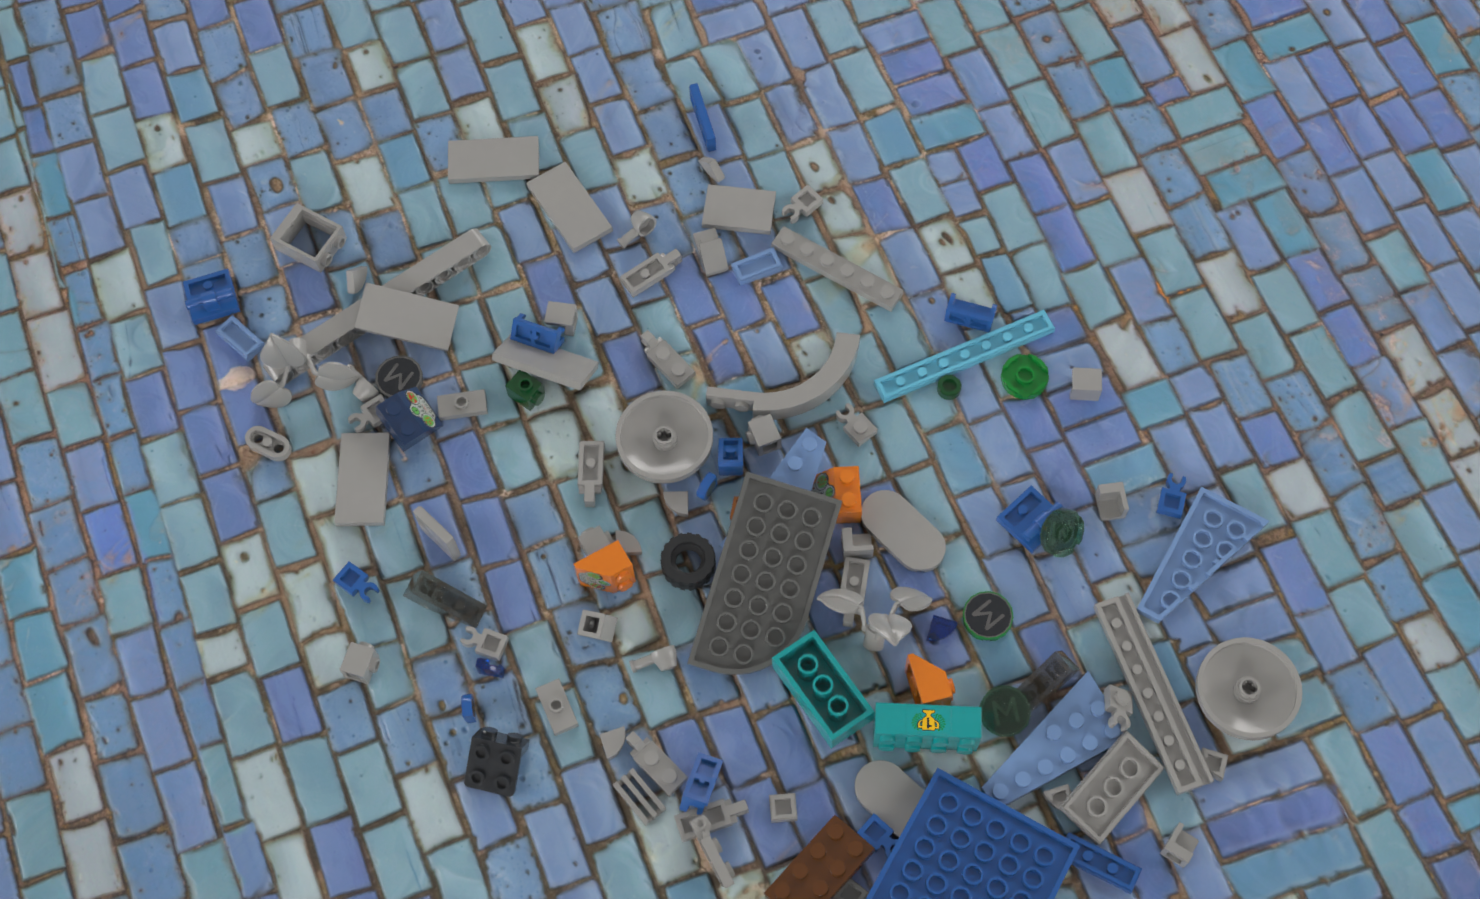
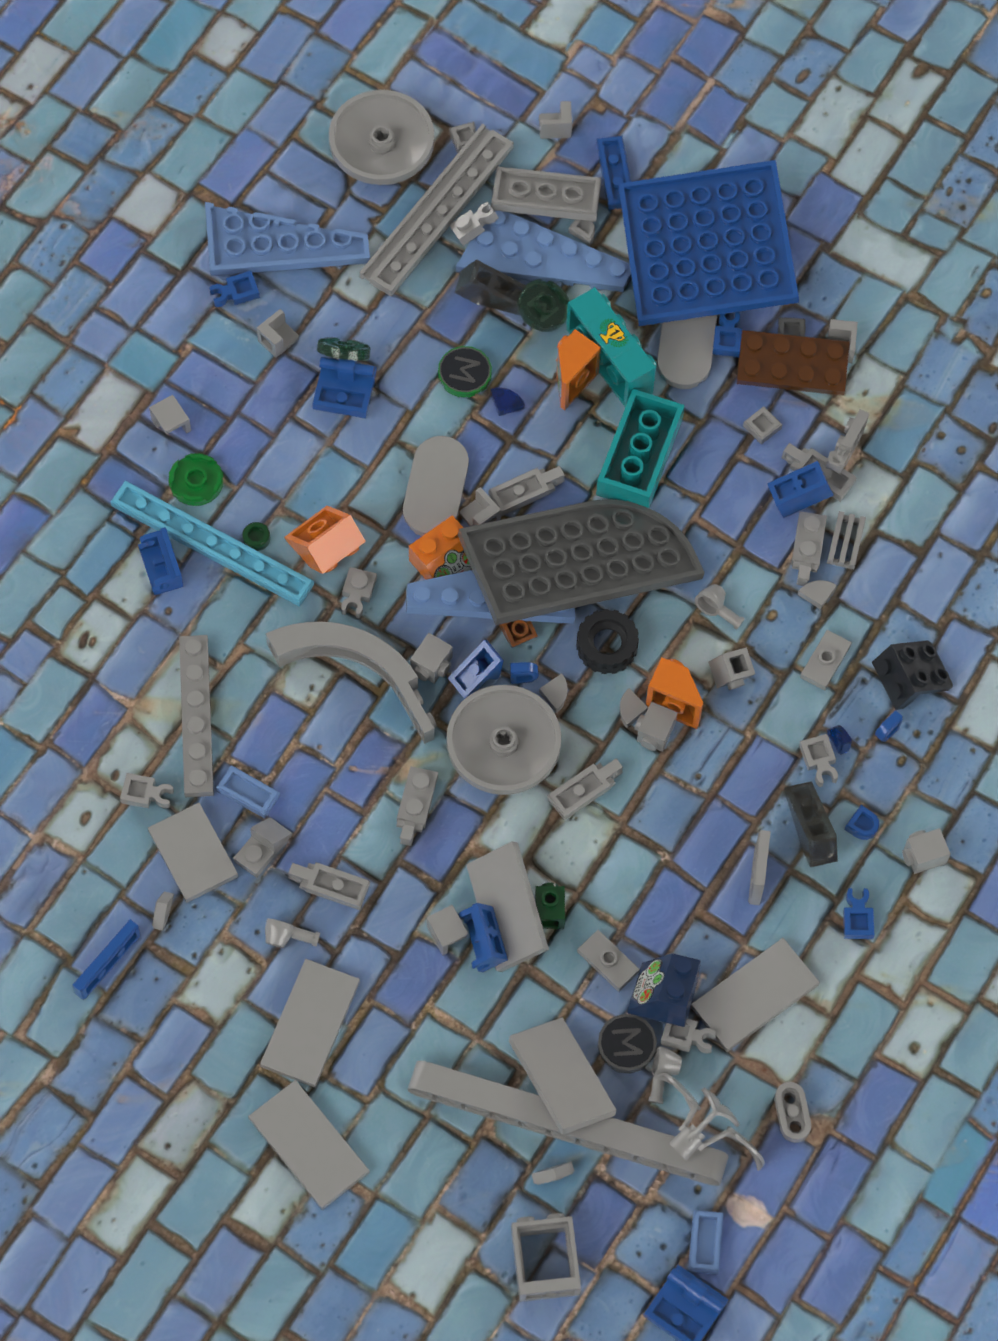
camera: 130 degrees left, 0 degrees up
(417, 639) = (863, 824): none -> blue tile
(880, 626) = (500, 429): light grey plant -> none
(911, 425) = (326, 539): none -> orange slope

